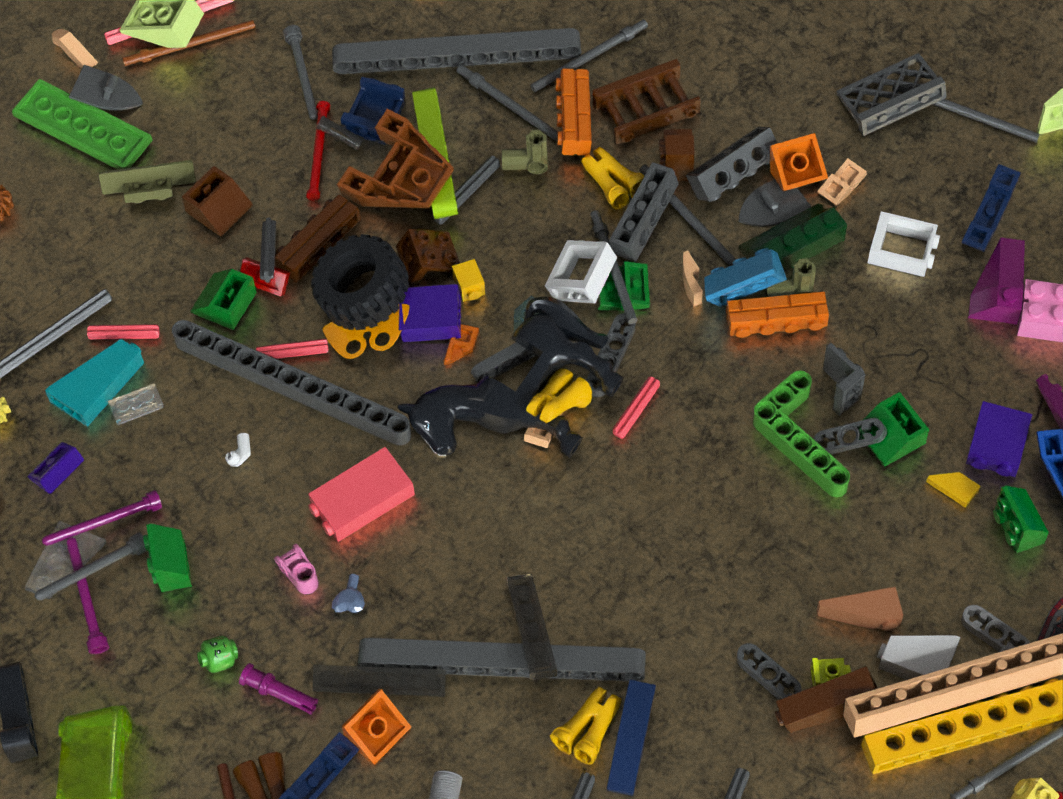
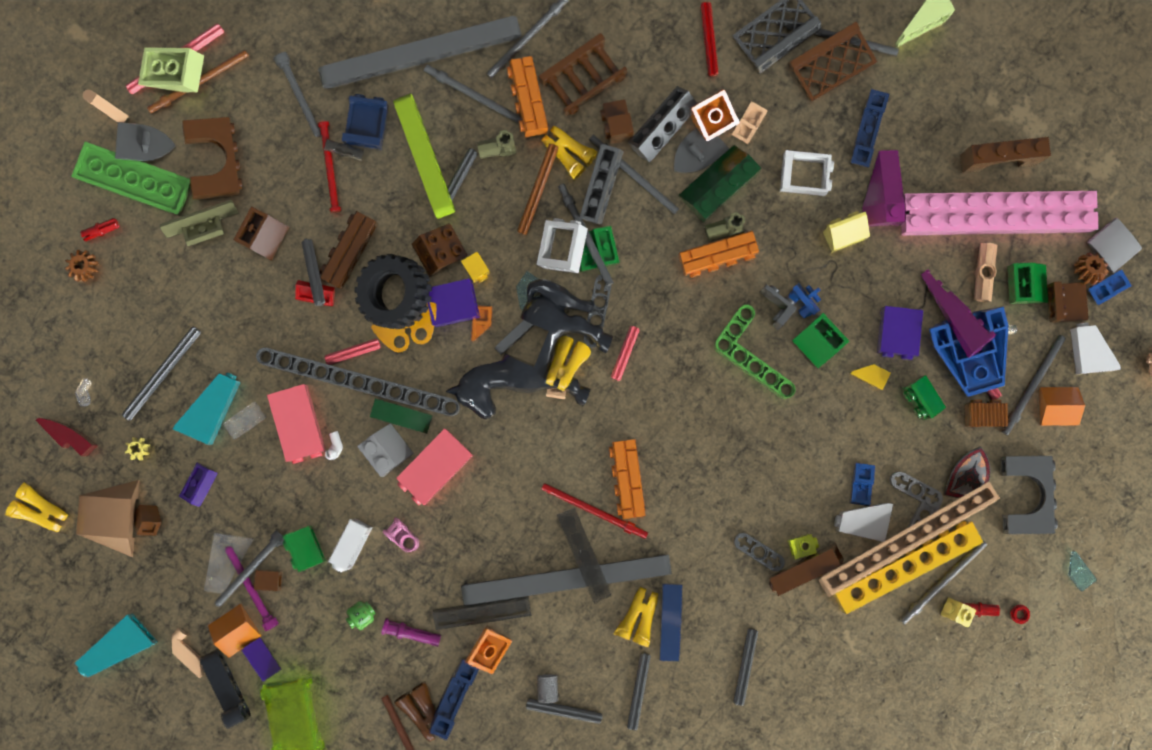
camera: 15 degrees left, 25 degrees up
(27, 170) = (99, 229): none -> red axle
(48, 648) = (233, 631): none -> orange slope
(73, 687) = (261, 659): none -> dark purple slope
(110, 590) = (268, 580): none -> reddish brown panel
(136, 331) = (217, 360): coral axle -> none
(149, 502) = (277, 503): magenta piece -> none
(188, 142) = (218, 132): none -> reddish brown arch
(200, 415) = (296, 423): none -> coral brick
(225, 298) = (289, 318): green slope -> none
(229, 561) = (350, 545): none -> white window
(302, 464) = (385, 450): none -> light grey slope
(332, 428) = (401, 416): none -> dark green slope
(349, 598) = (445, 550): sand blue rock -> none
(408, 175) = (409, 185): dark orange wedge -> none
(564, 209) = (537, 189): none -> dark orange axle
(597, 611) = (628, 527): none -> red bar
(609, 553) = (628, 479): none -> orange brick
(690, 275) = (645, 229): light nougat slope -> none
(744, 277) = (690, 234): dark azure slope -> none
(807, 90) = (709, 38): none -> red axle
(865, 425) = (804, 354): dark grey beam -> none
(869, 609) = (827, 489): nougat slope -> none
(873, 375) = (810, 306): none -> blue hips
(923, 612) = (862, 484): none -> blue slope
(942, 117) = (824, 47): none -> reddish brown fence
(945, 311) = (847, 231): none -> light yellow slope

